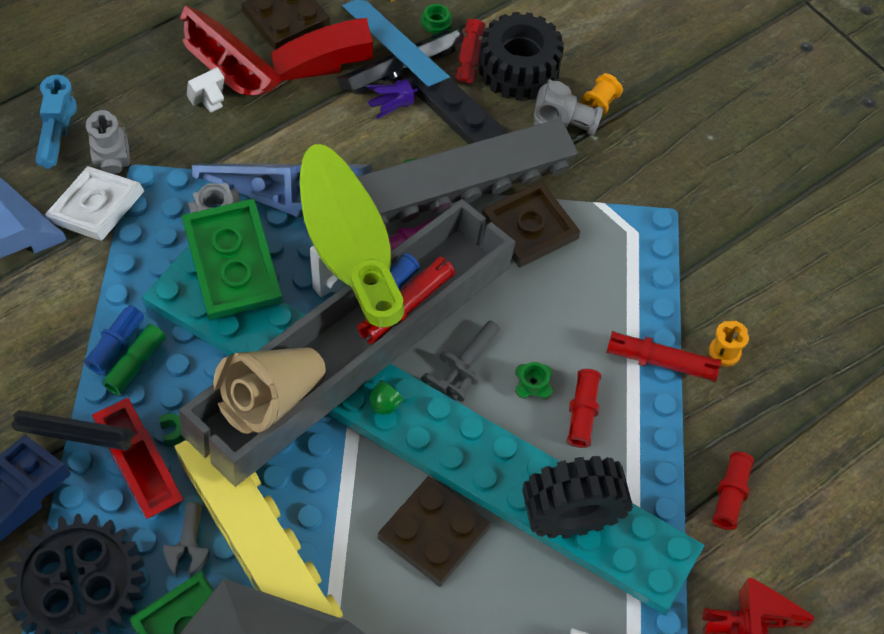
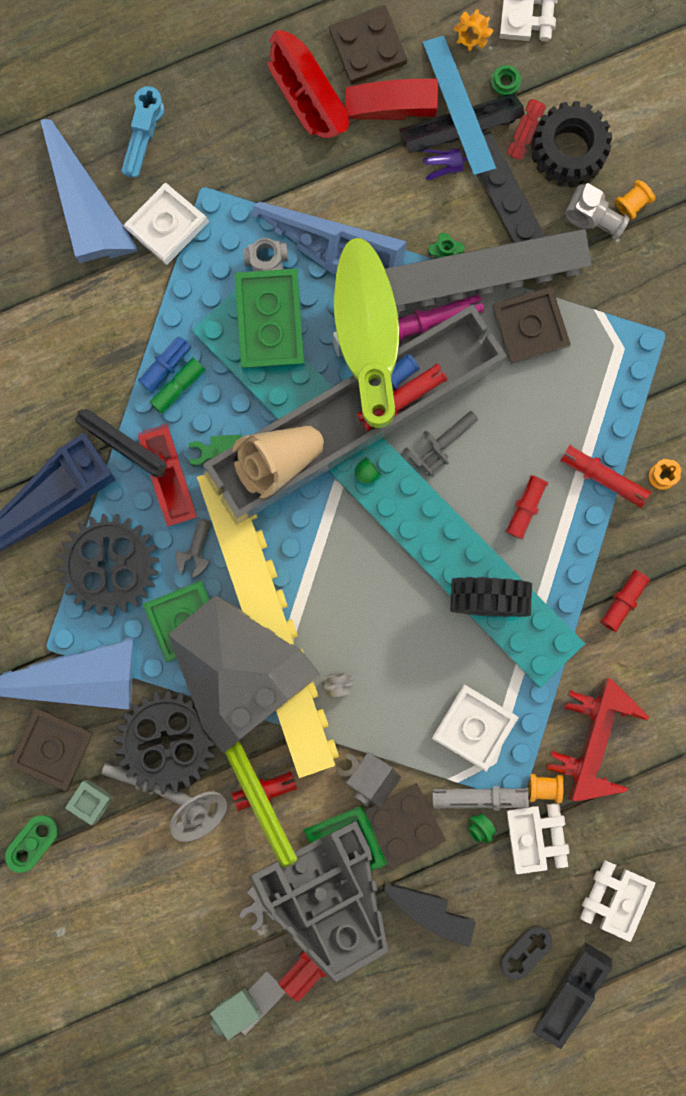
camera: 15 degrees right, 25 degrees up
(107, 142) = (186, 168): light grey connector -> none
(207, 89) = (281, 123): white tile -> none
(434, 531) = (382, 581): dark brown plate -> none
(535, 371) = (501, 469): green plate -> none

